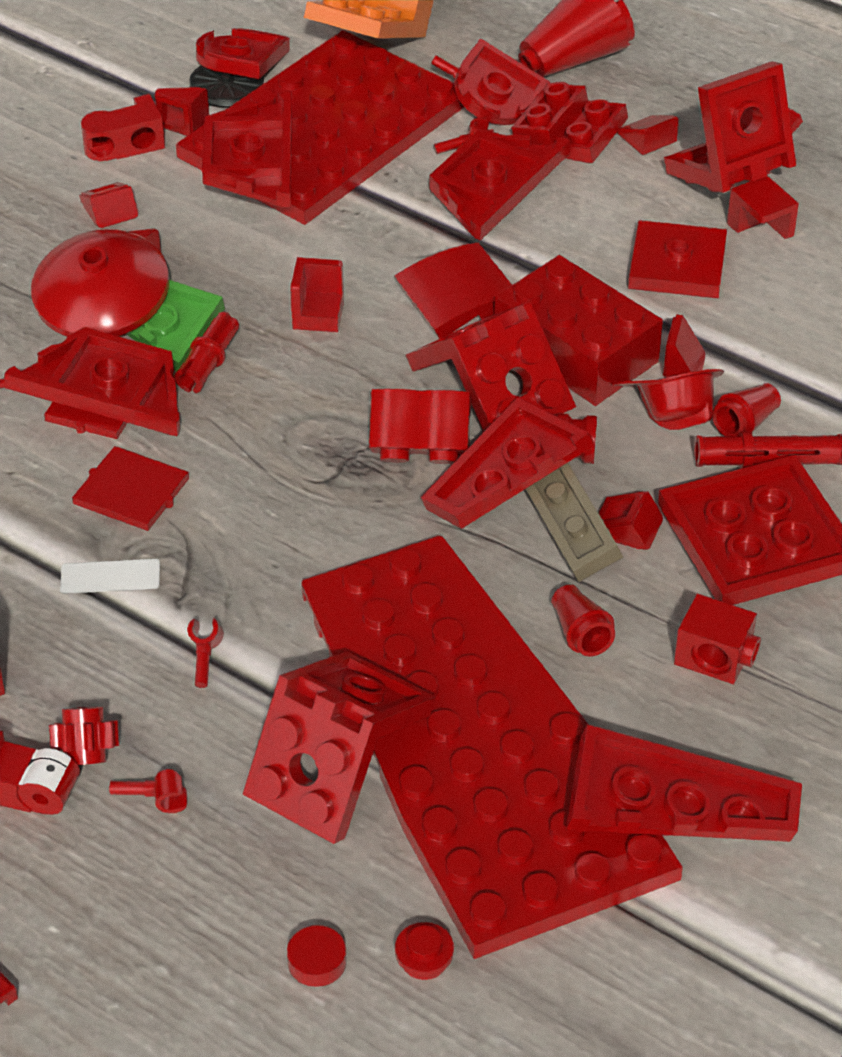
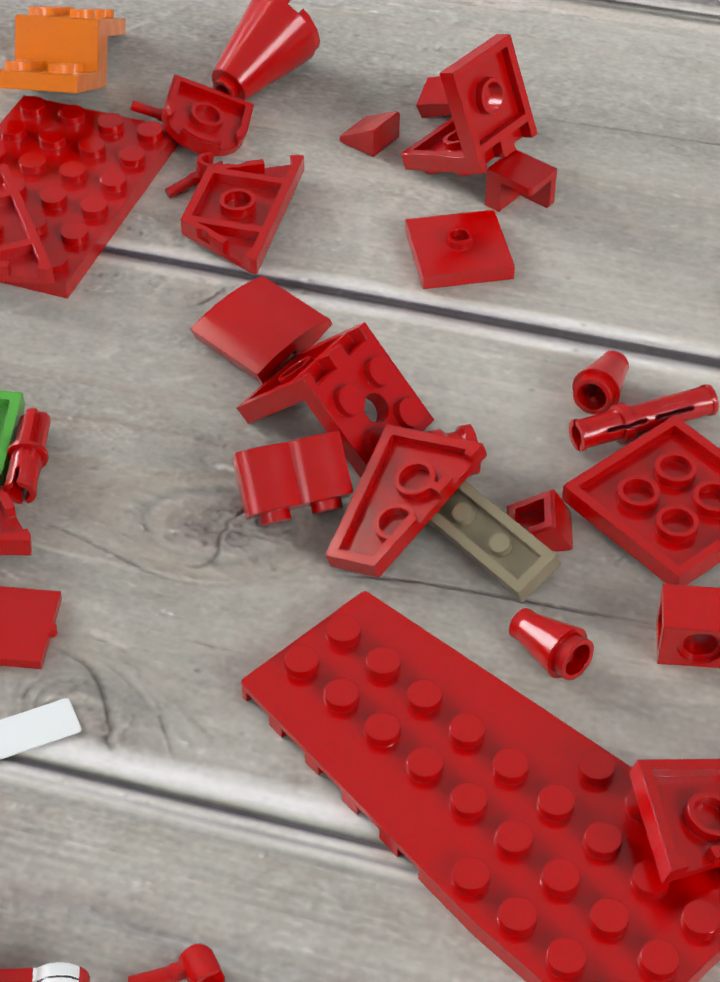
camera: 20 degrees left, 0 degrees up
(84, 734) = (80, 932): red gear -> none
(204, 649) = (167, 791): red hand -> none
(317, 294) = (120, 367): red panel -> none
(336, 717) = (370, 827): red bracket -> none
(567, 113) = (279, 131): red slope -> none
(589, 326) = (427, 335): red brick -> none
(678, 399) = (535, 390): red piece -> none
(682, 349) = (511, 341): red slope -> none

